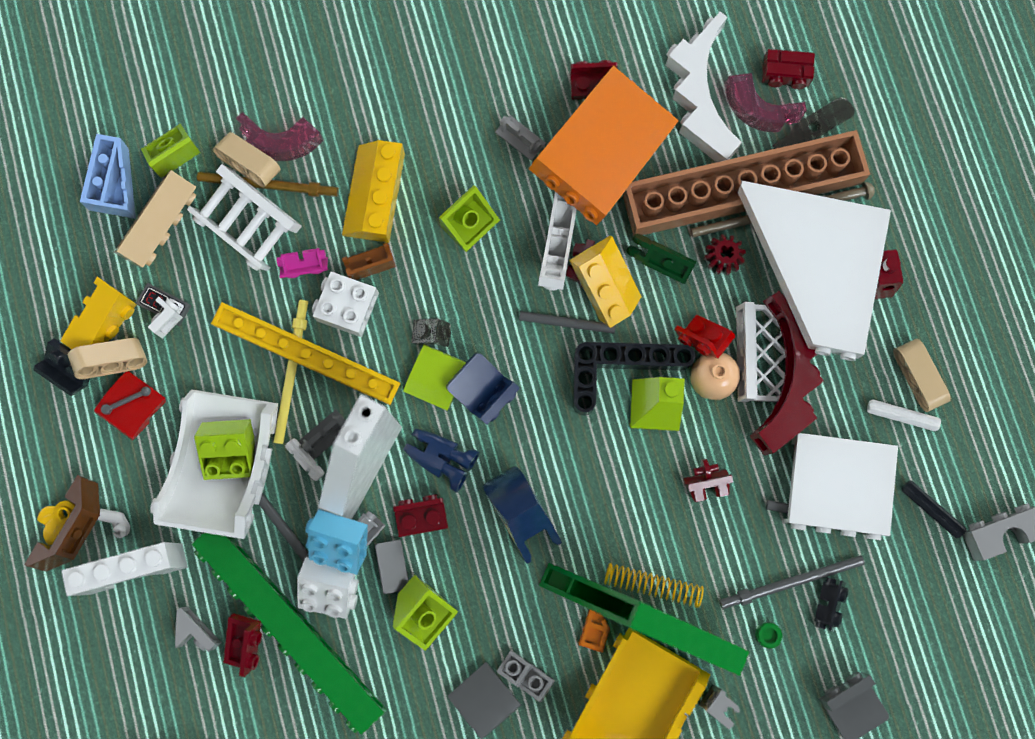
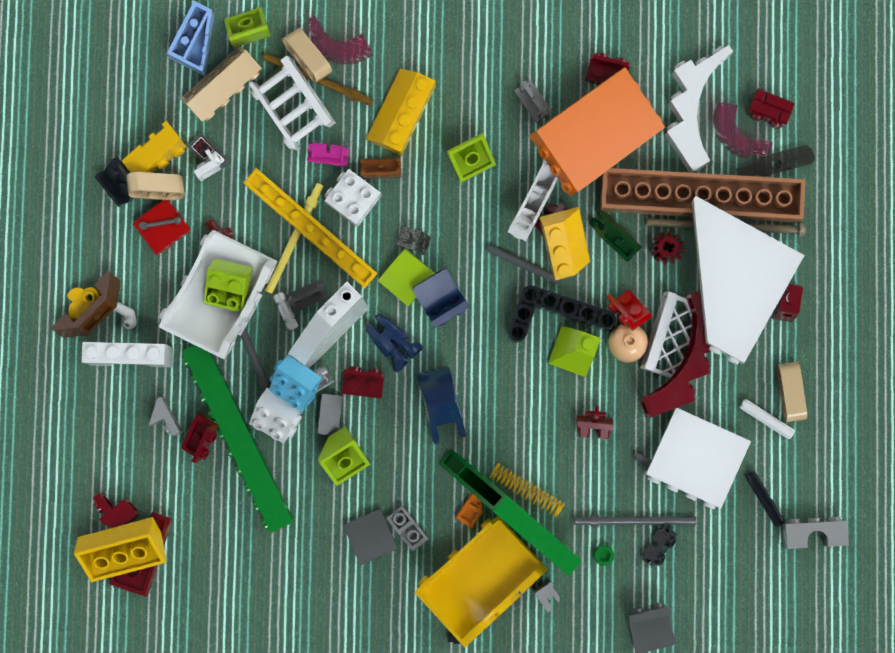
camera: 20 degrees right, 5 degrees up
(189, 384) = (211, 225): none -> clear red arm

